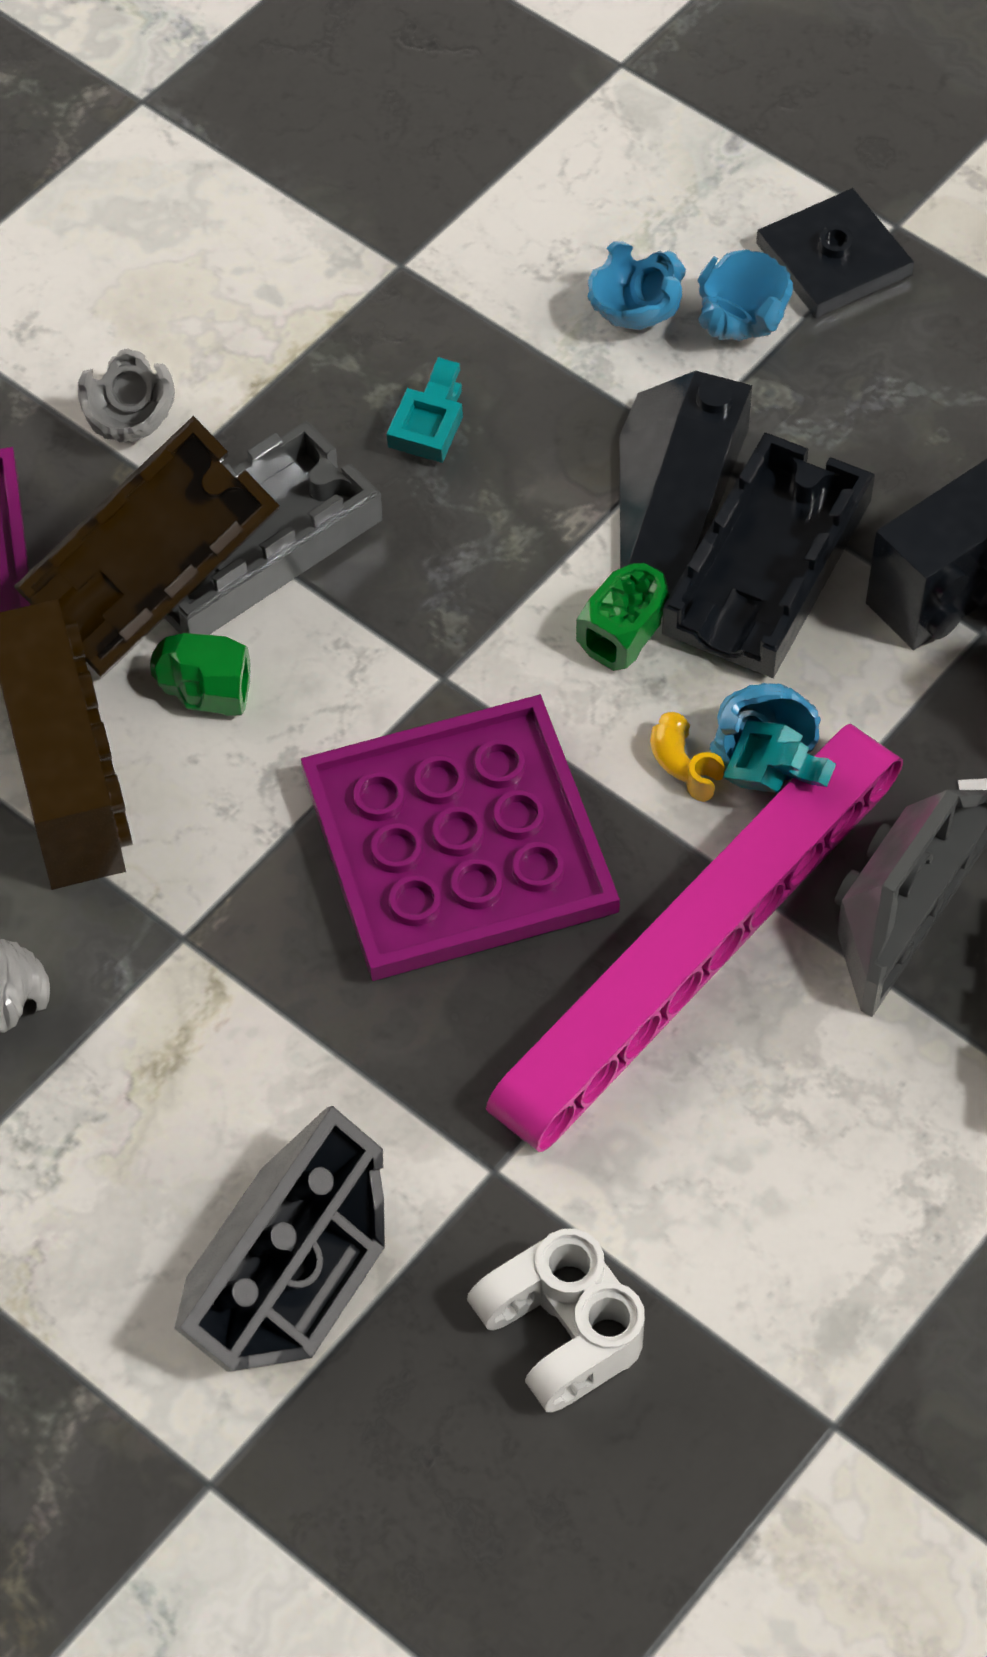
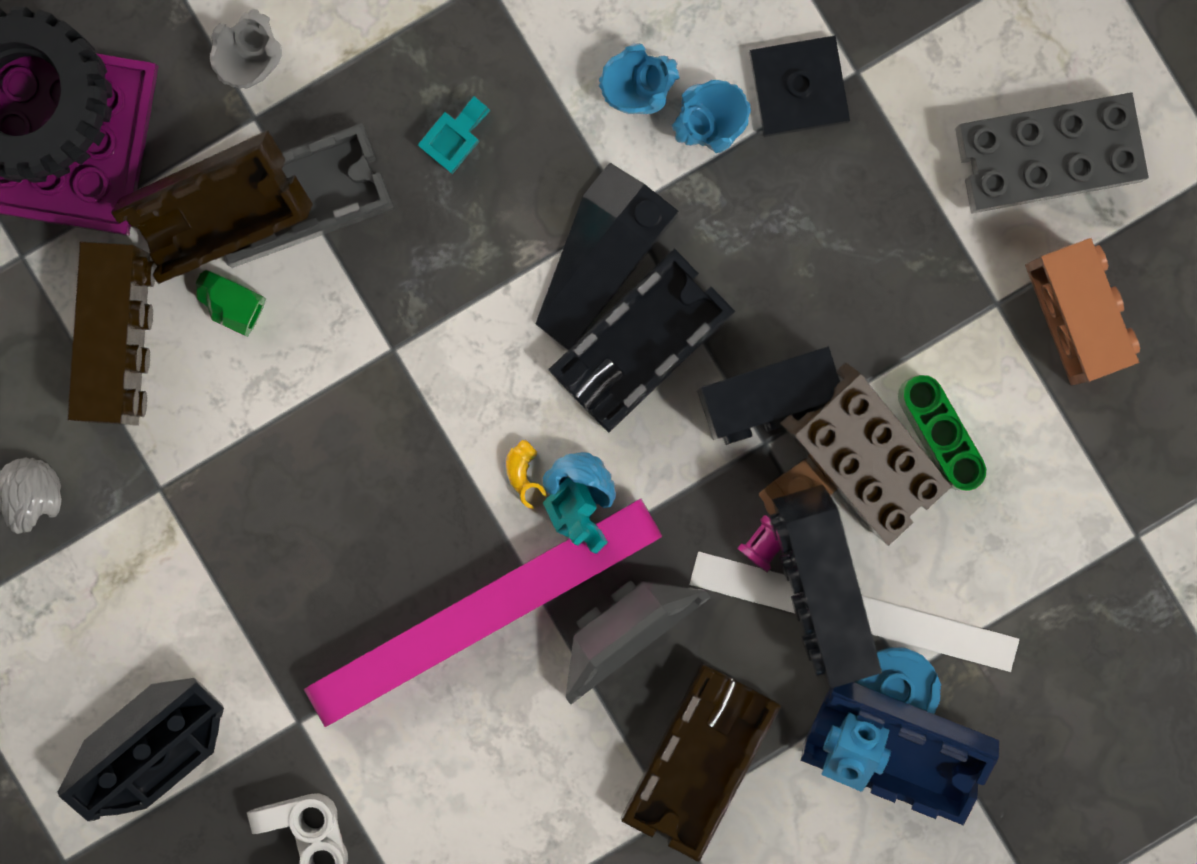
camera: 15 degrees right, 30 degrees up
(458, 837) = (355, 484): magenta plate -> none
(622, 615) = (526, 356): green rock -> none

